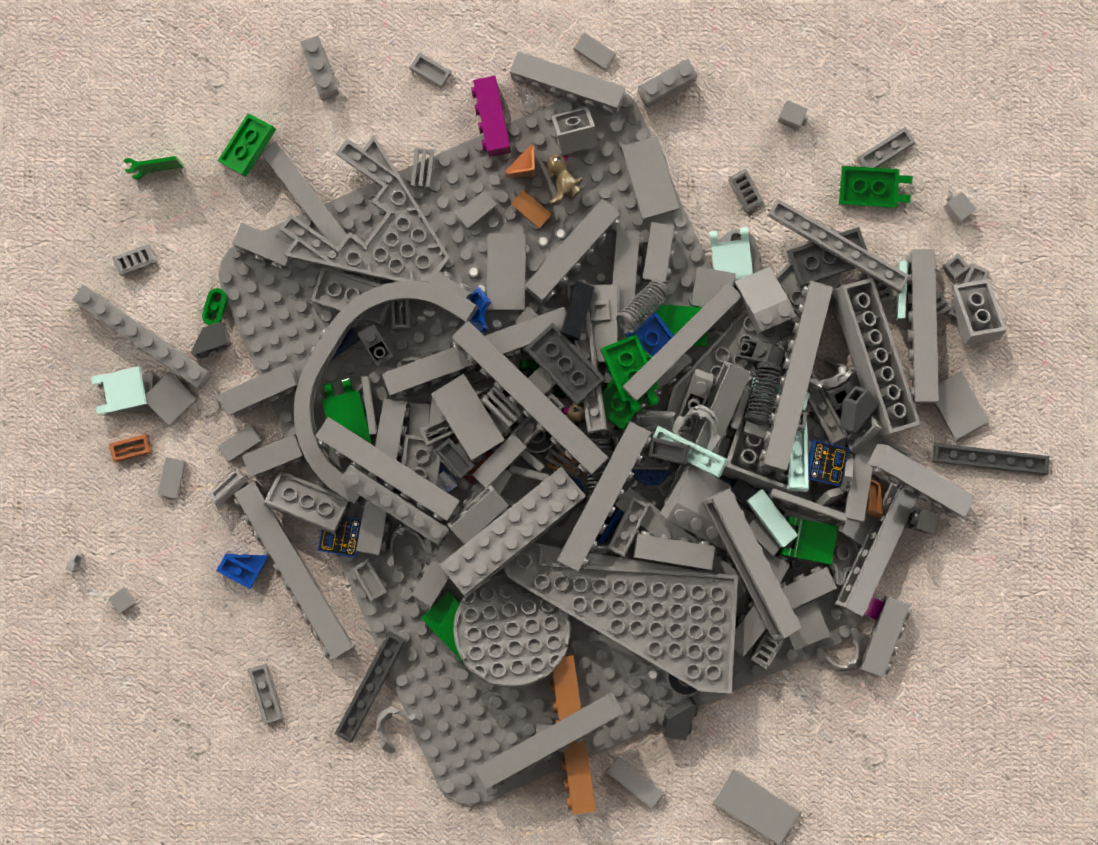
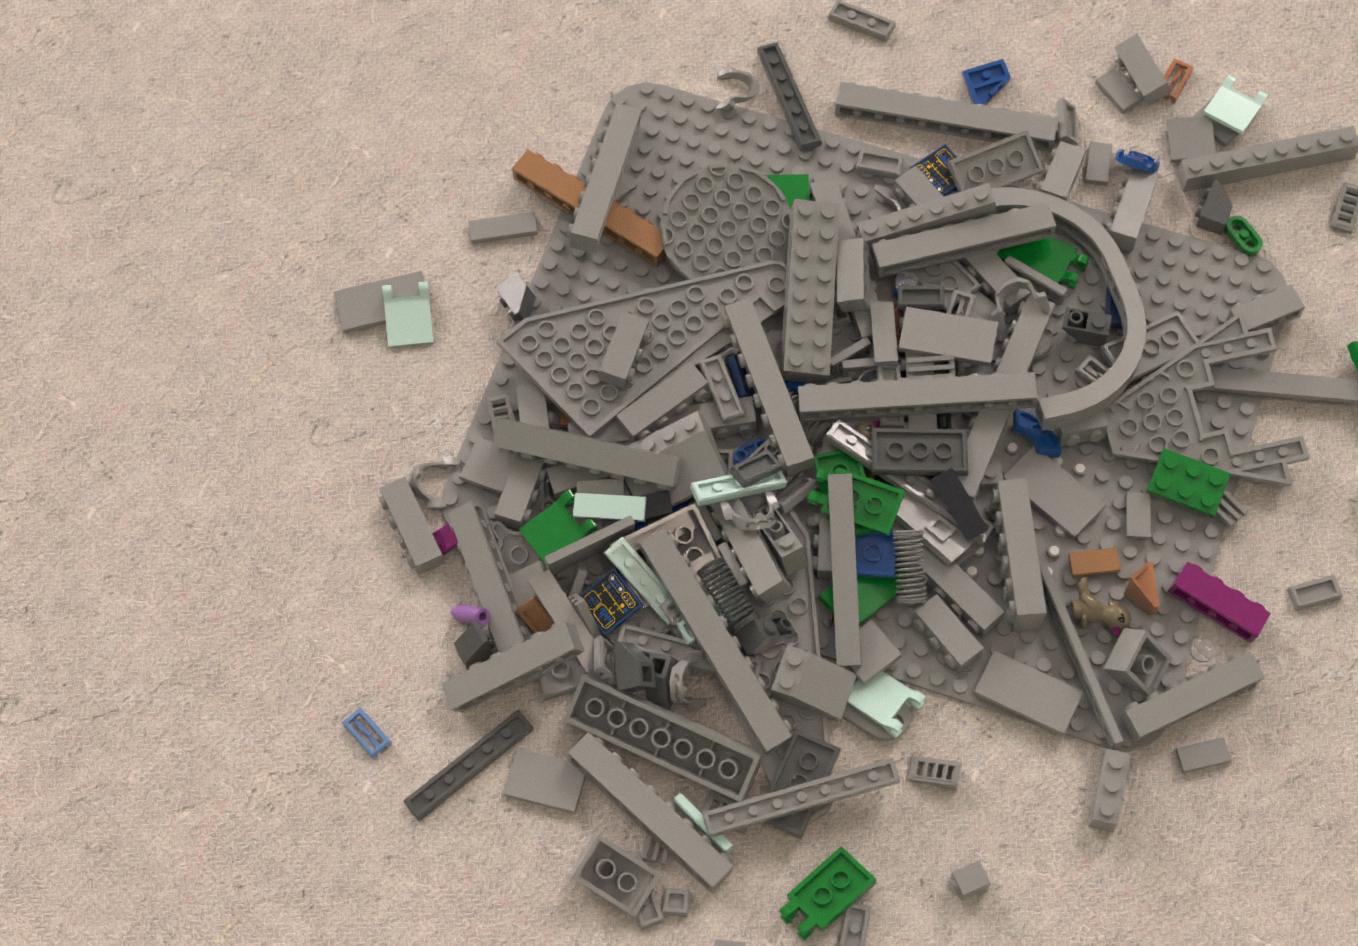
camera: 135 degrees right, 20 degrees down
(144, 472) = (1141, 70): none -> light grey brick
(220, 416) = (1137, 160): none -> blue tile
(391, 410) = (1013, 285): none -> light grey helmet
(430, 195) = (1188, 483): none -> green plate
(603, 165) = (1080, 661): none -> light grey tile
(664, 605) = (624, 350): none -> light grey brick
(754, 778) = (408, 317): none -> light aqua flag
(908, 542) = (470, 614): none -> medium lavender cylinder
(1028, 536) = (379, 747): none -> medium blue tile

